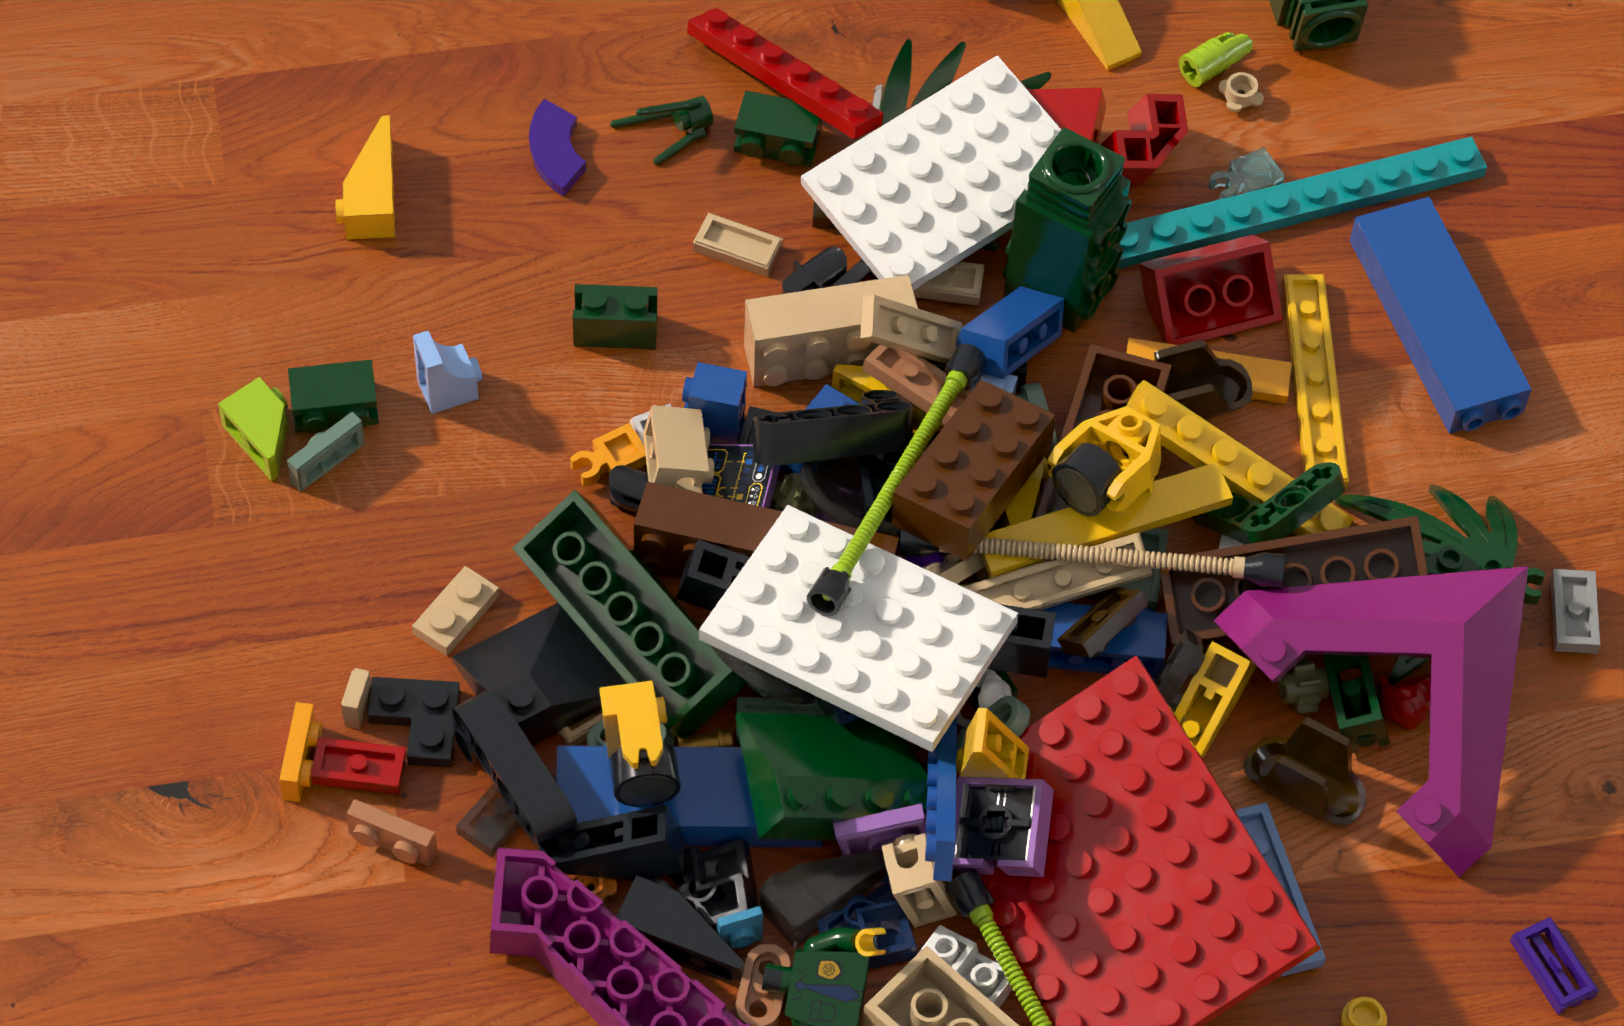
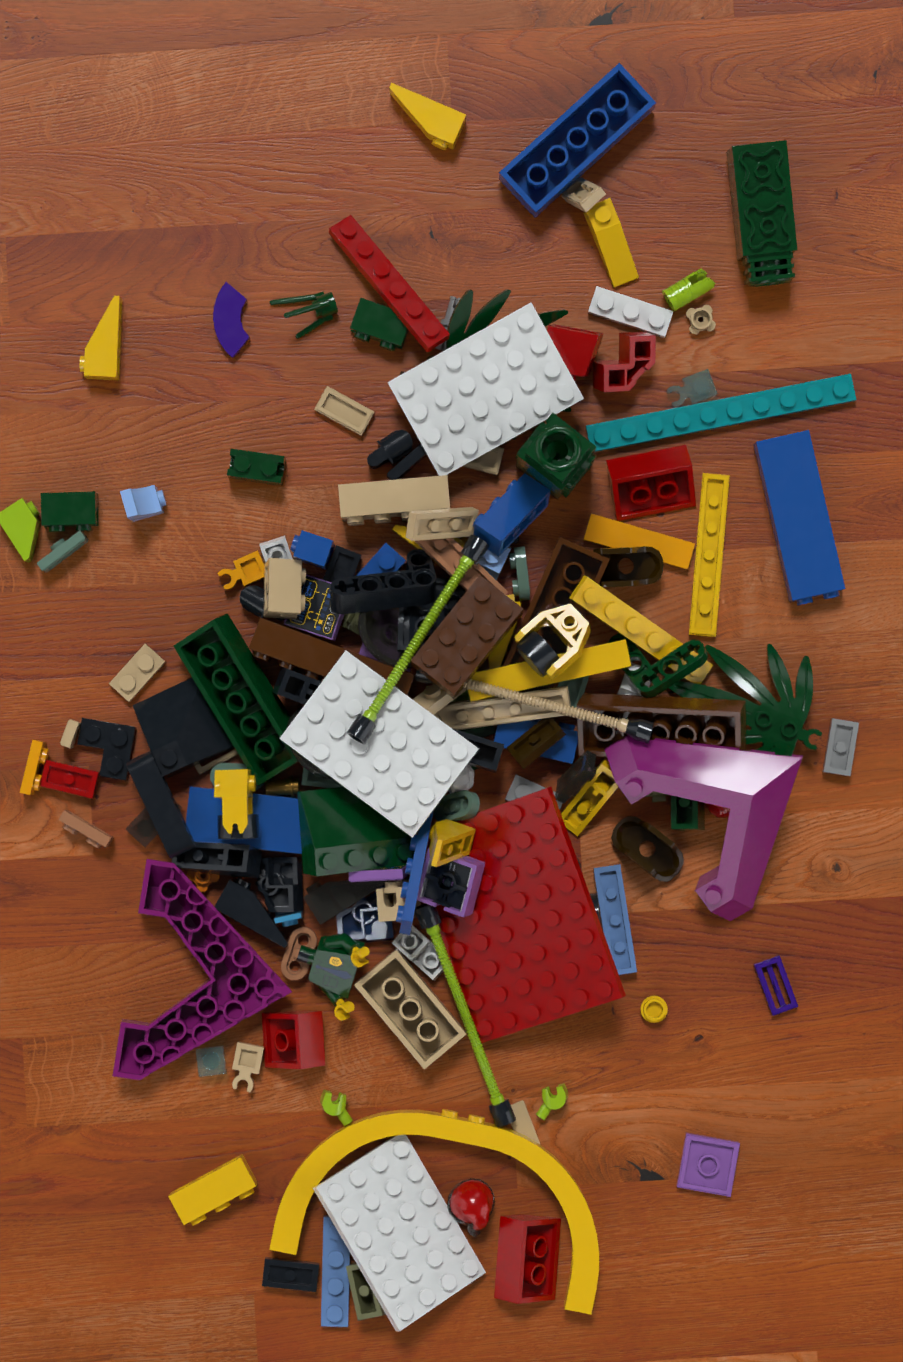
camera: 10 degrees right, 30 degrees up
(1125, 88) = (630, 312): none -> white plate

